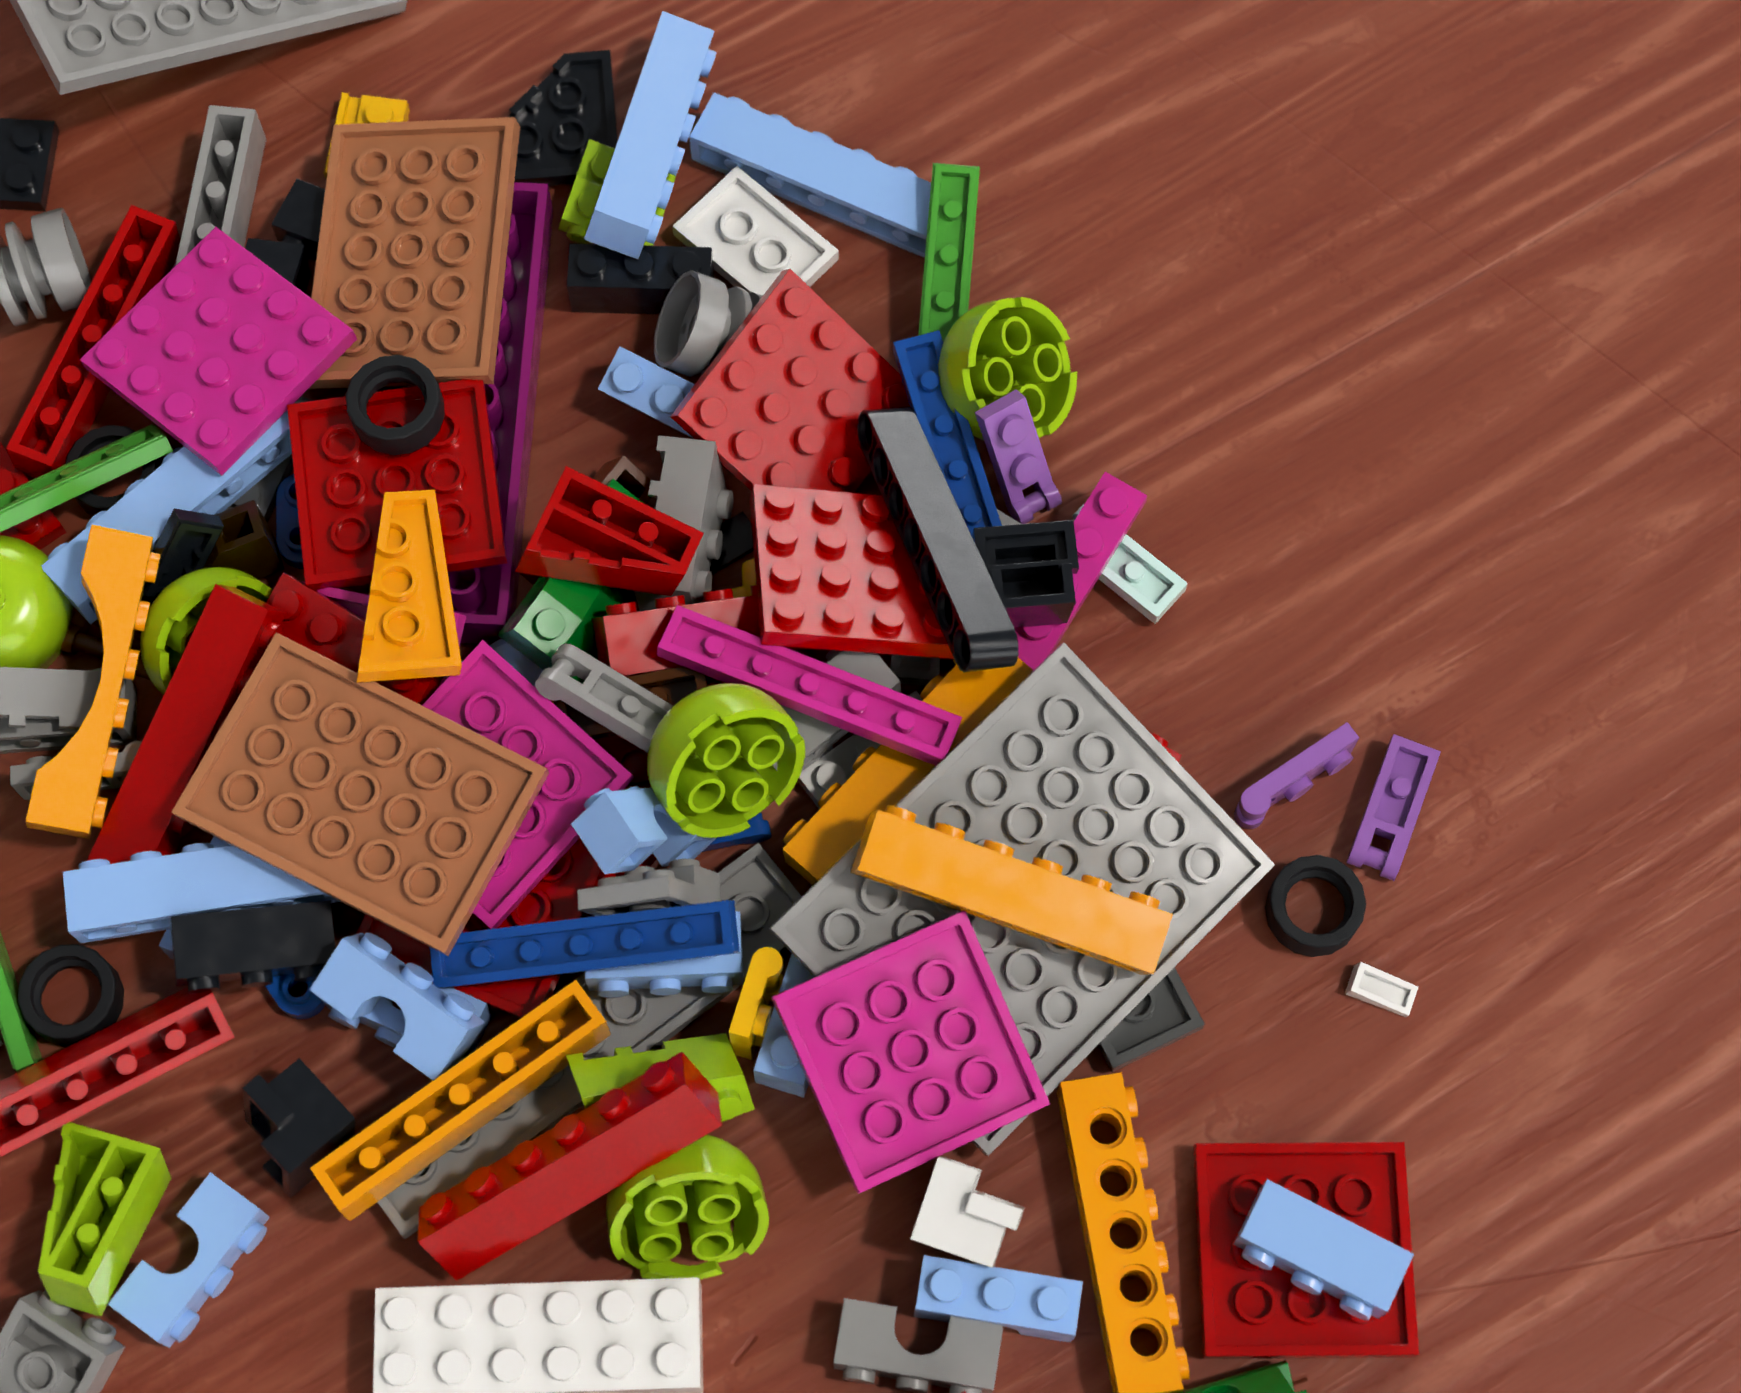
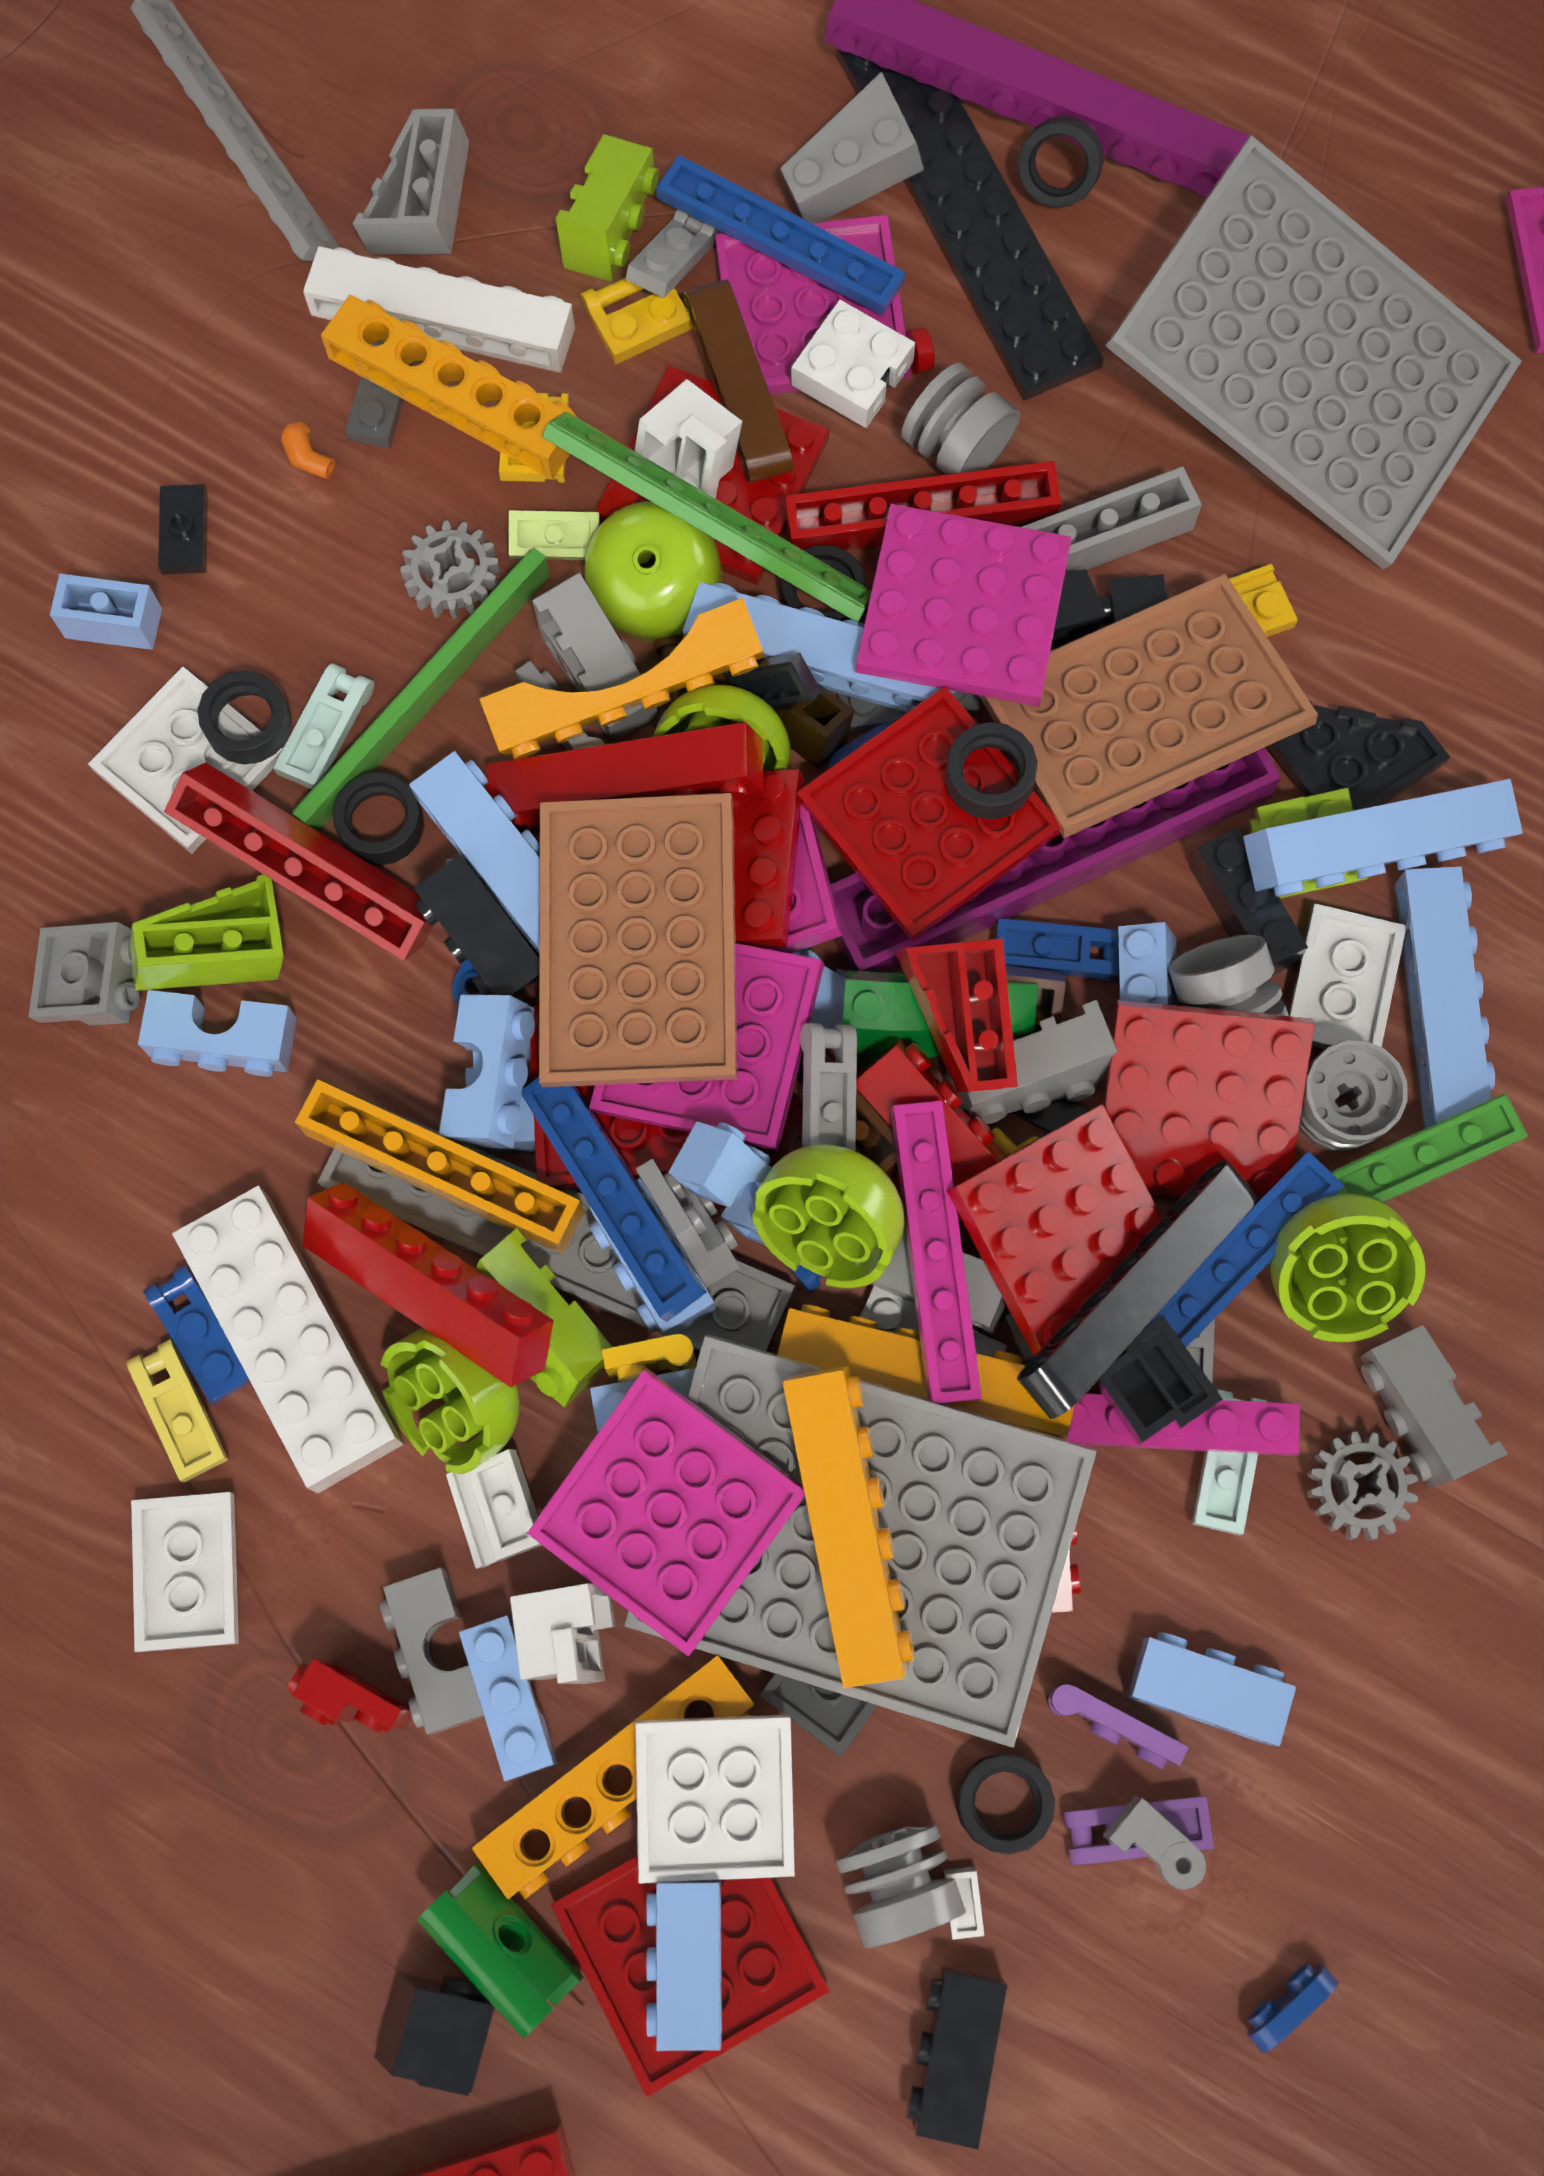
camera: 65 degrees right, 5 degrees up
(296, 1122) = (361, 1053): black plate -> none
(410, 601) = (813, 886): light orange wing -> none
(586, 445) = (1060, 948): none -> blue plate
(815, 1224) = (495, 1509): none -> white plate
(868, 267) = (1375, 1089): none -> light grey wheel
(1017, 456) = (1269, 1318): medium lavender plate -> none
(1163, 379) = (1427, 1408): none -> light grey wedge
(1188, 1149) = (714, 1798): none -> white plate
(1206, 450) = (1380, 1497): none -> light grey gear
(1305, 682) = (1212, 1689): none -> light blue brick
(1345, 1027) = (900, 1886): none -> light grey wheel
(1425, 784) = (1174, 1855): none -> light grey leg
(1512, 1060) = (957, 2057): none -> black brick
(1605, 774) = (1276, 2020): none -> blue plate

